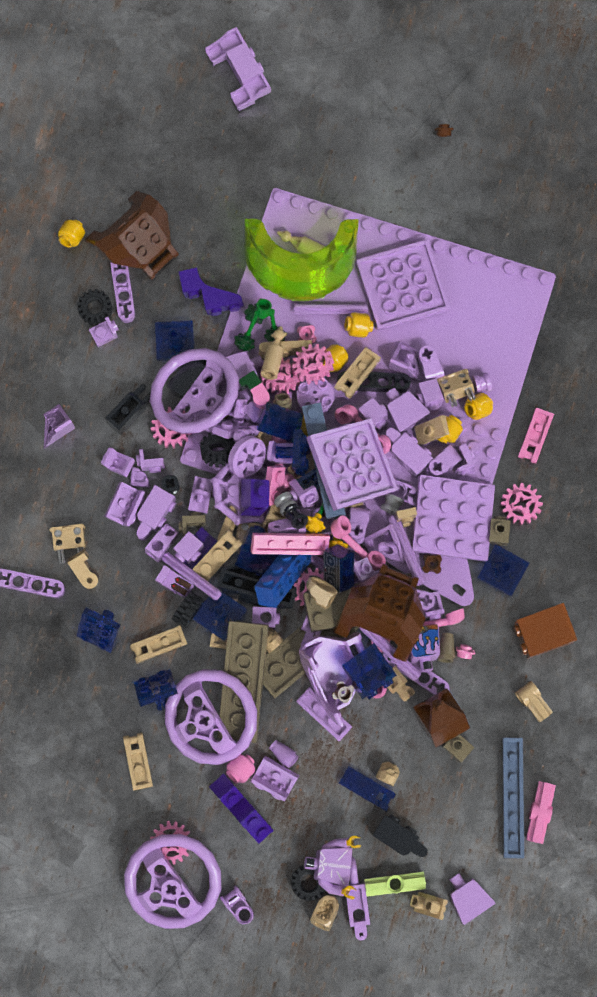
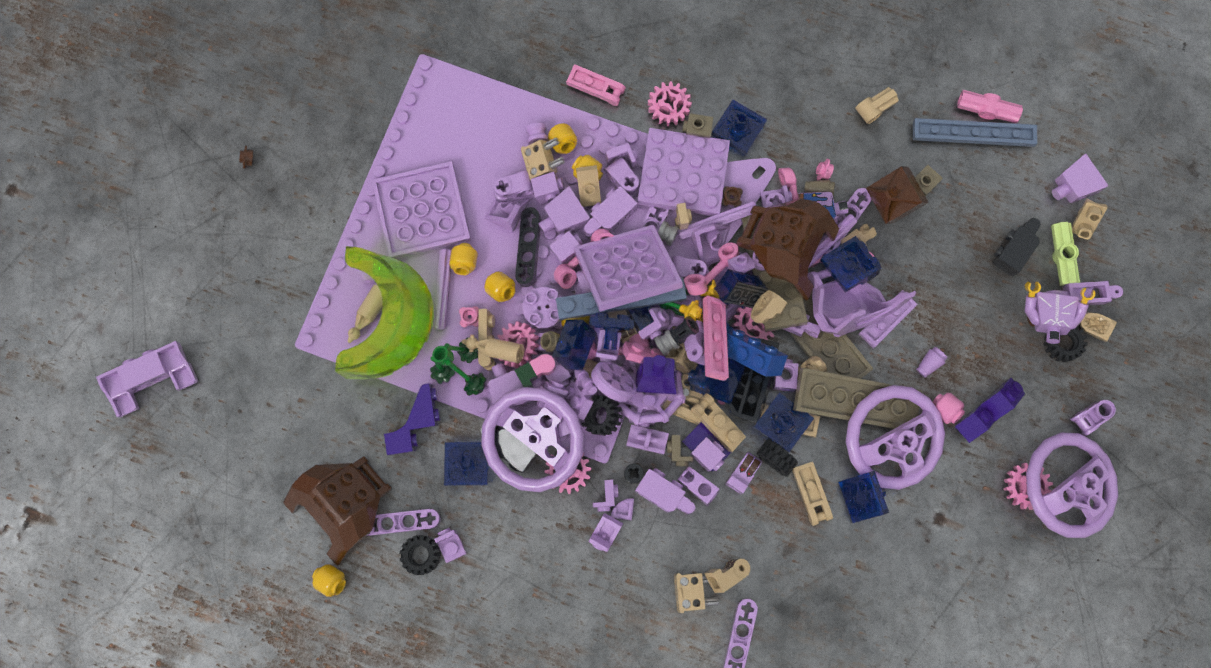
camera: 85 degrees left, 0 degrees up
(56, 425) = (556, 604): lavender slope -> none
(98, 629) = (796, 558): clear blue plate -> none
(125, 504) = (654, 526): lavender bracket -> none
(128, 410) = (546, 518): black hinge -> none
(138, 762) = (941, 520): tan plate -> none
(191, 576) = (740, 452): lavender axle -> none
(274, 779) = (959, 373): lavender bracket -> none
(313, 364) = (503, 312): bright pink gear -> none
(346, 696) = (871, 293): plate -> none
(358, 372) = (519, 260): tan plate -> none
(366, 788) = (965, 279): clear blue plate -> none
(388, 773) = (952, 255): tan rock -> none
(545, 631) = (806, 86): dark orange slope -> none

